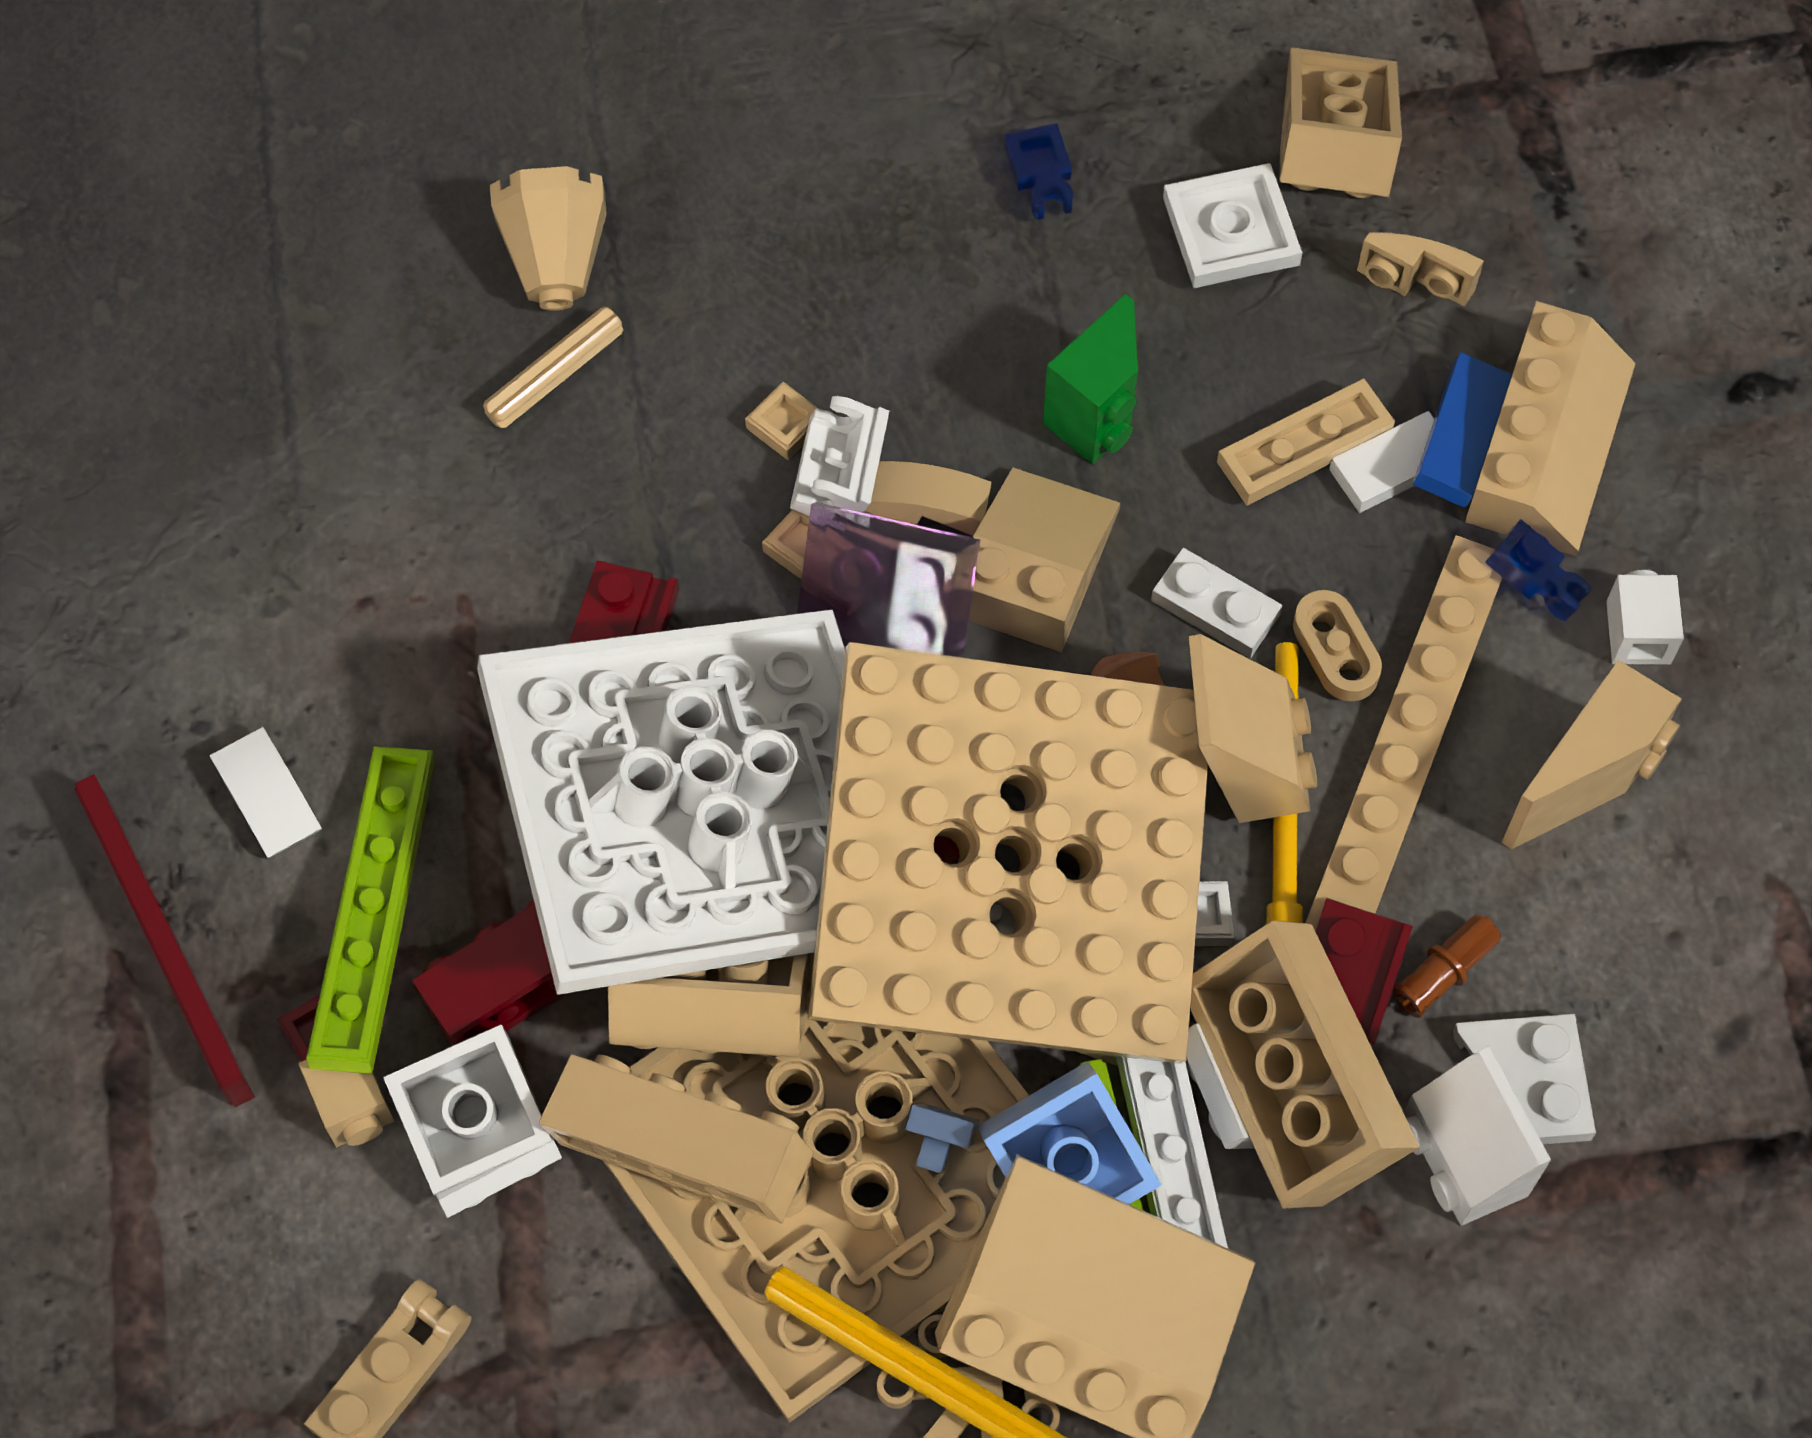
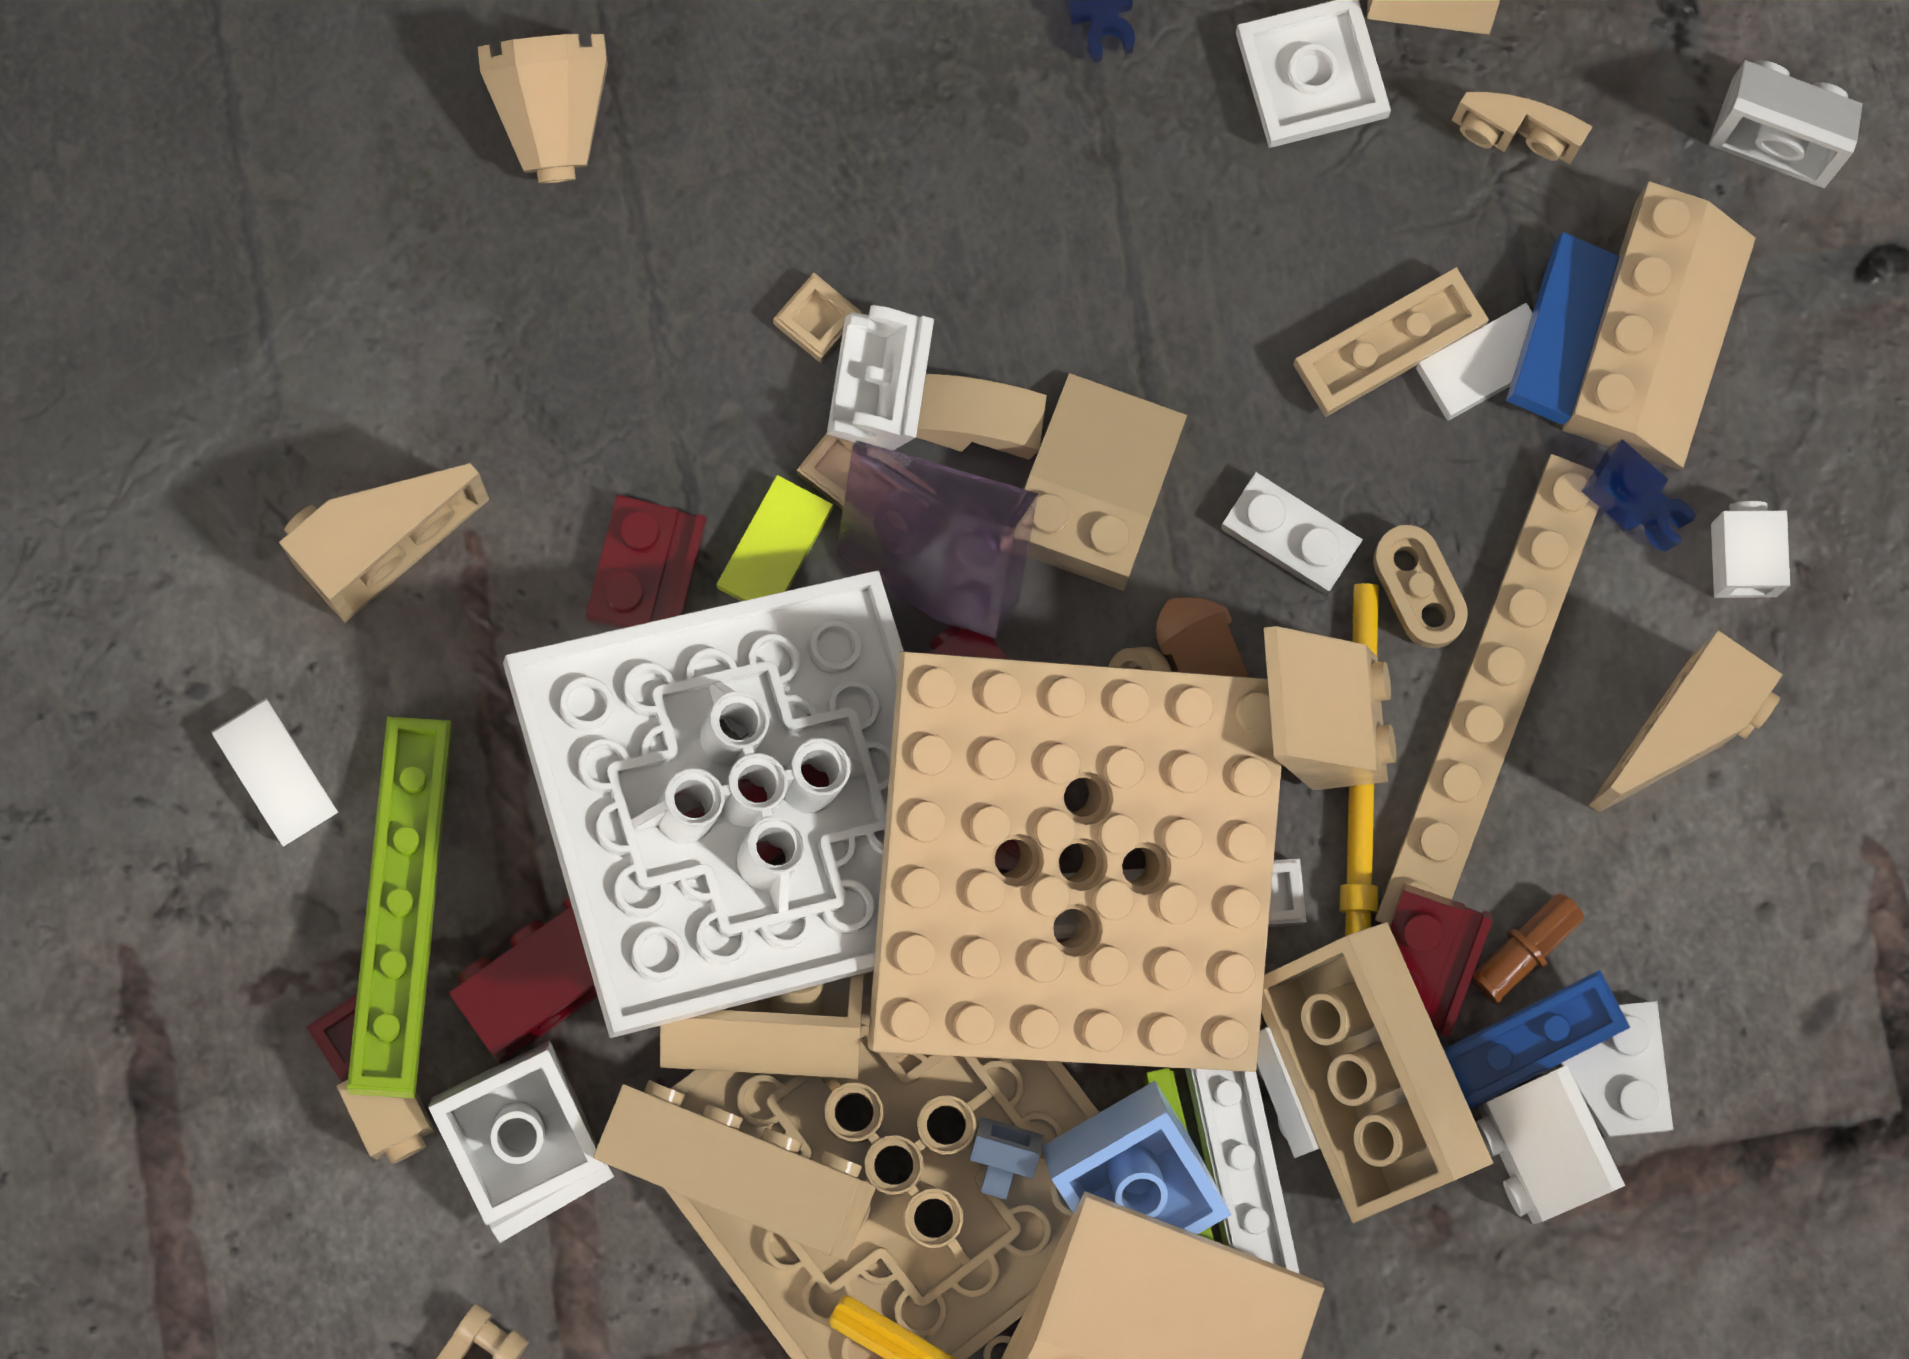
camera: 10 degrees left, 15 degrees up
(164, 942) = (179, 942): dark red tile -> none
(377, 579) = (373, 536): none -> tan slope
(553, 367) = (556, 255): tan axle -> none
(747, 590) = (775, 542): none -> neon yellow tile
(1094, 385) = (1164, 287): green slope -> none
(1498, 1018) = (1536, 1038): none -> blue tile
(1658, 268) = (1787, 123): none -> white slope

